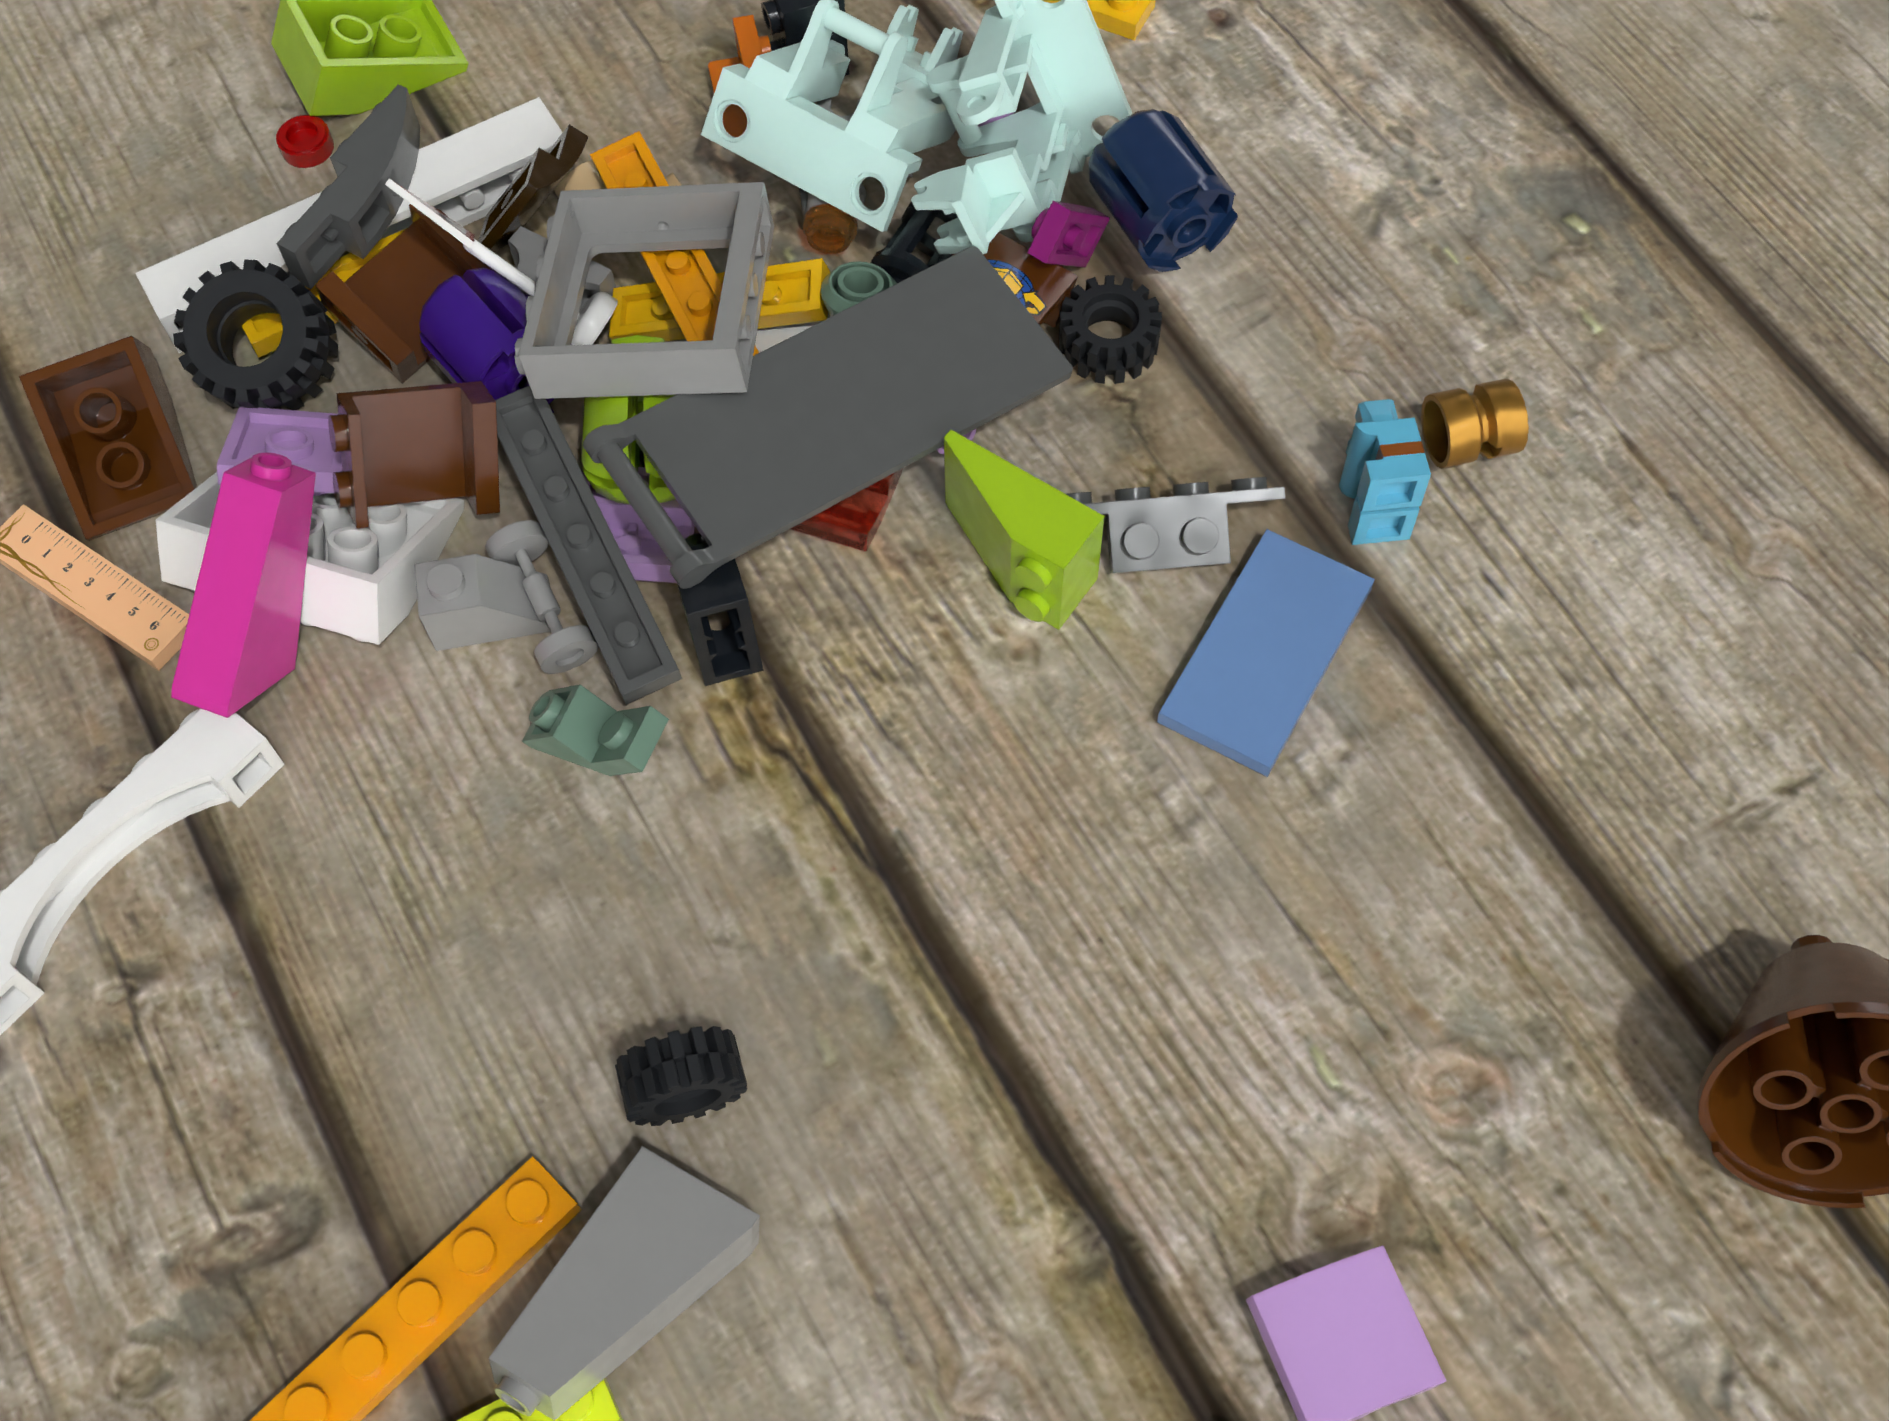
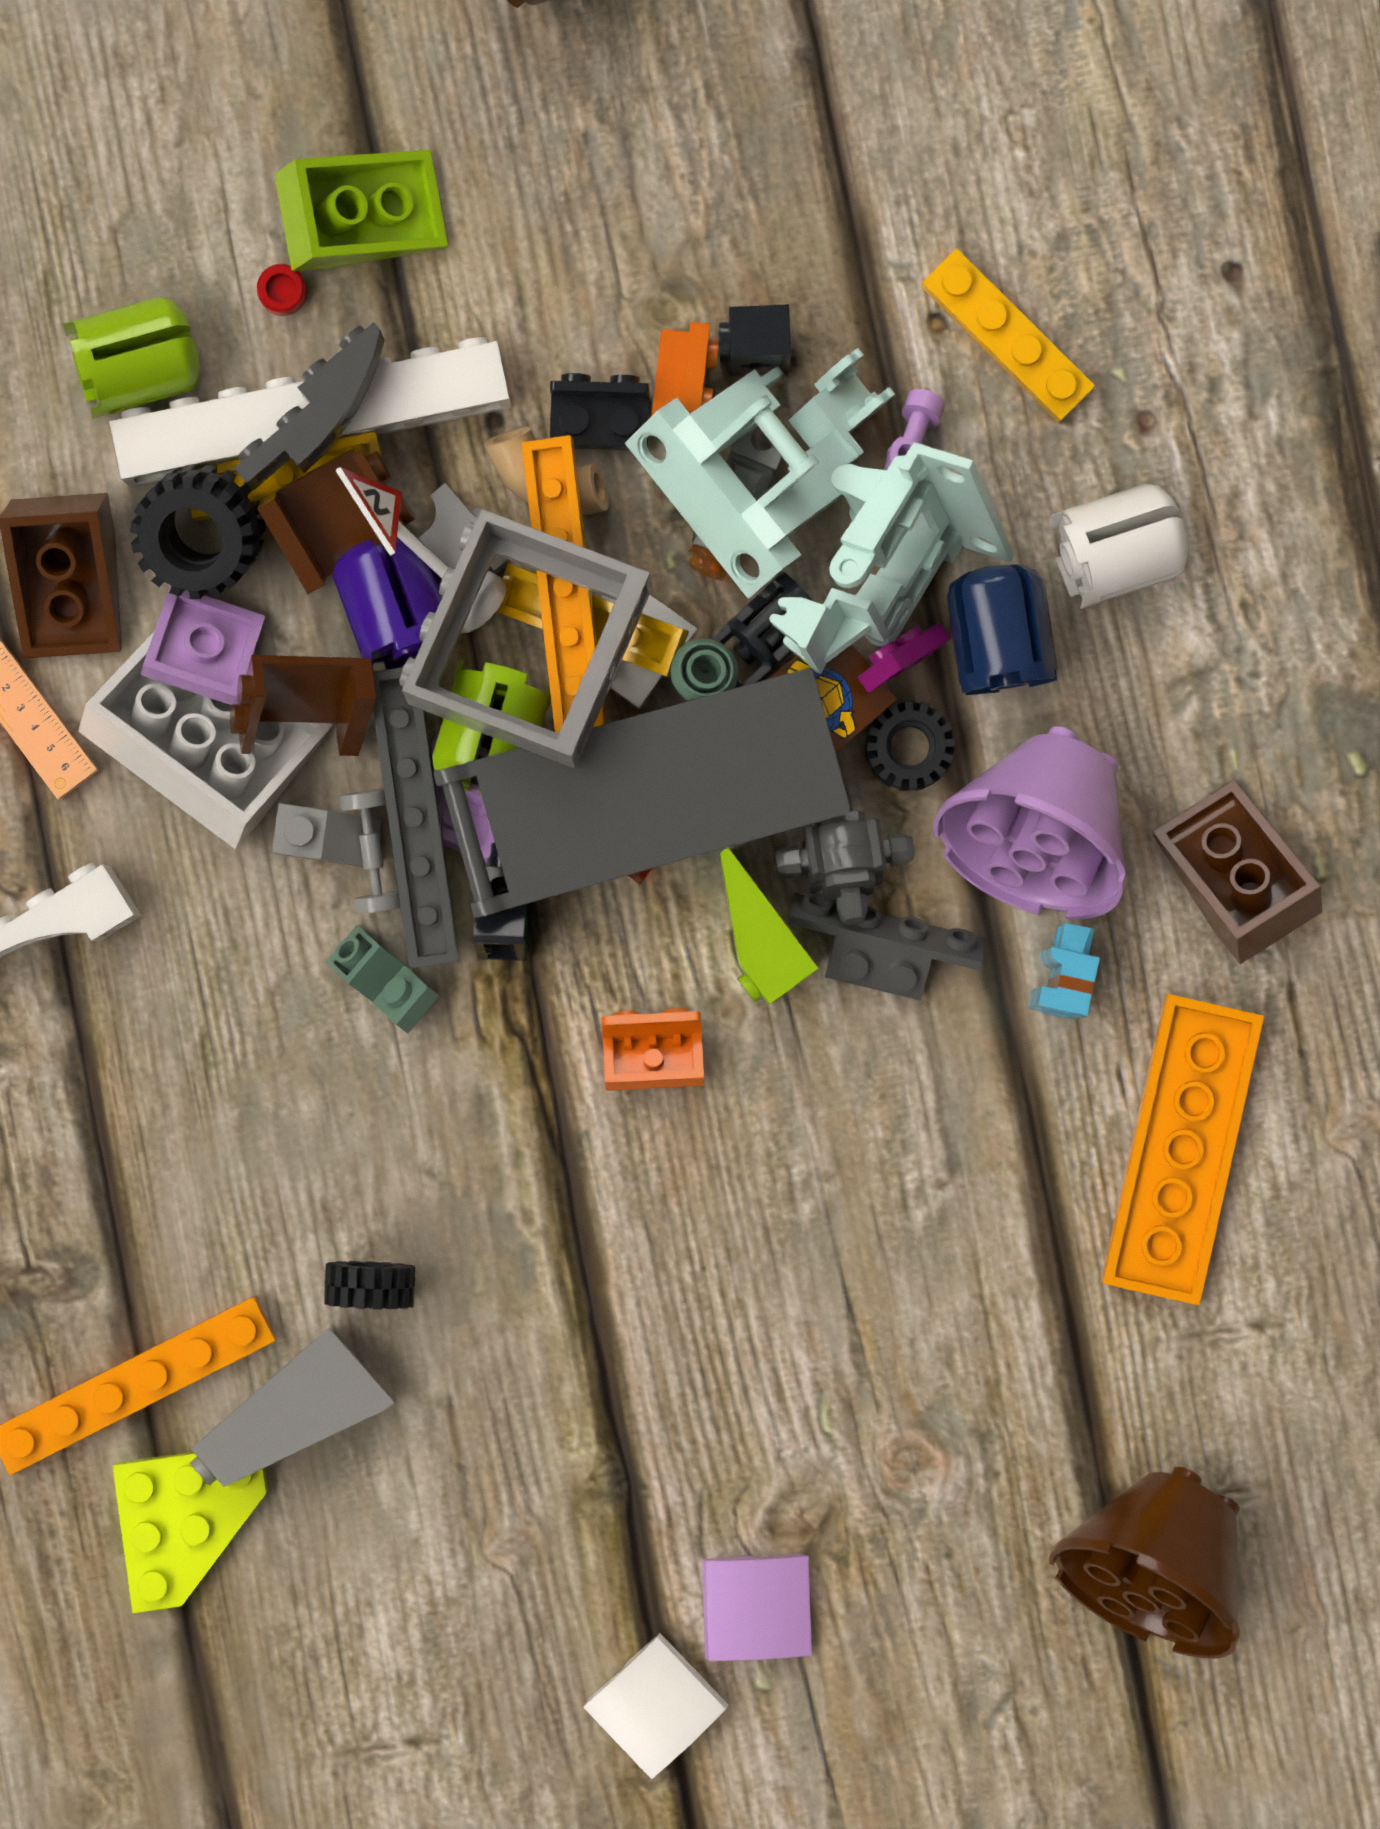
camera: 15 degrees right, 25 degrees up
(148, 212) = (134, 355): none -> lime cylinder
(248, 587) = (145, 804): dark pink slope -> none
(531, 188) = (465, 458): dark brown slope -> none
(674, 135) = (598, 412): none -> black bracket
(943, 700) = (652, 1049): none -> orange bracket
(1085, 437) = (845, 860): none -> dark grey piece
(1243, 86) = (1120, 543): none -> white cylinder
(1265, 652) = (918, 1083): medium blue tile -> none
(1288, 339) = (1041, 828): none -> lavender cone
(1464, 425) = (1165, 948): pearl gold wheel -> none
(1519, 329) = (1239, 871): none -> reddish brown slope
(1600, 626) = (1182, 1149): none -> light orange plate

